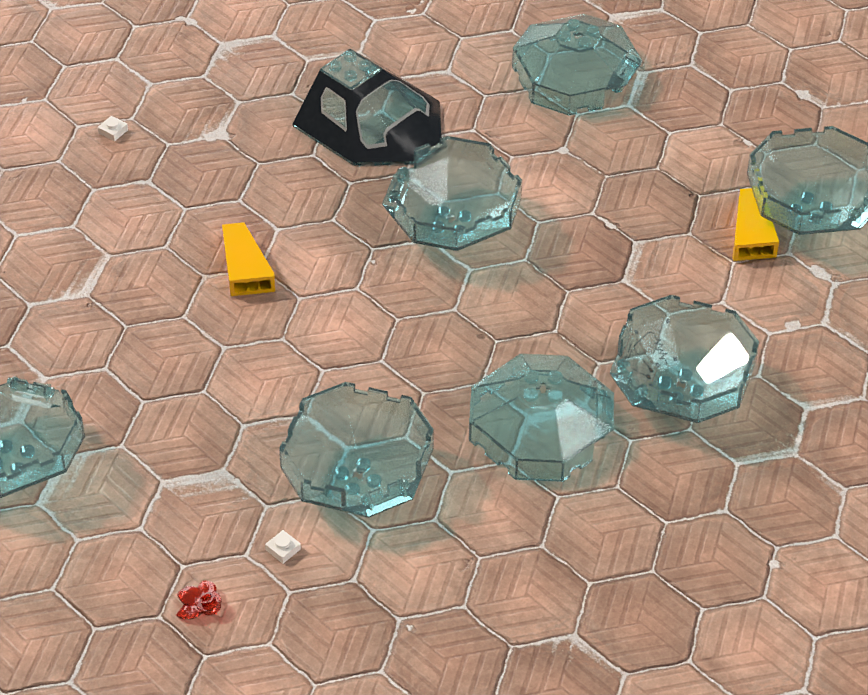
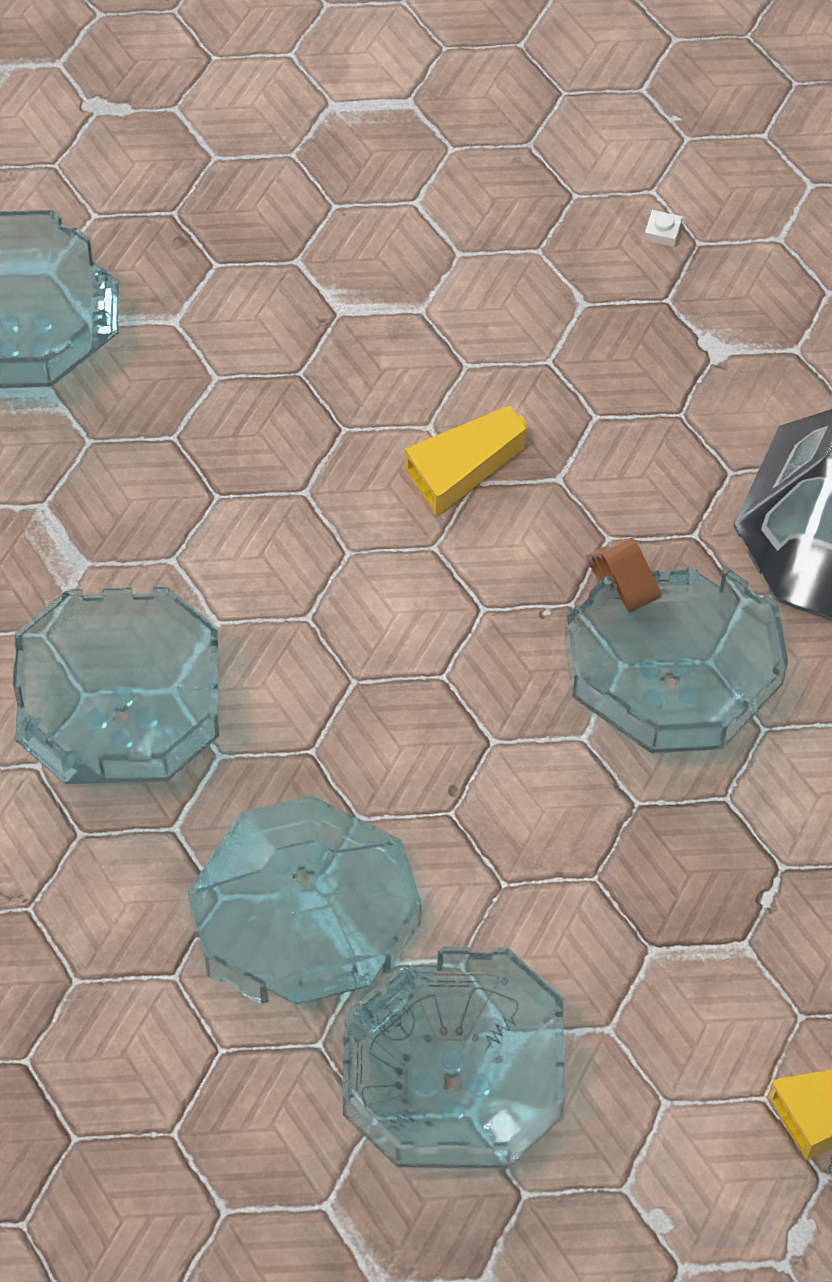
camera: 70 degrees right, 10 degrees up
(380, 198) = (628, 572): none -> dark orange beam

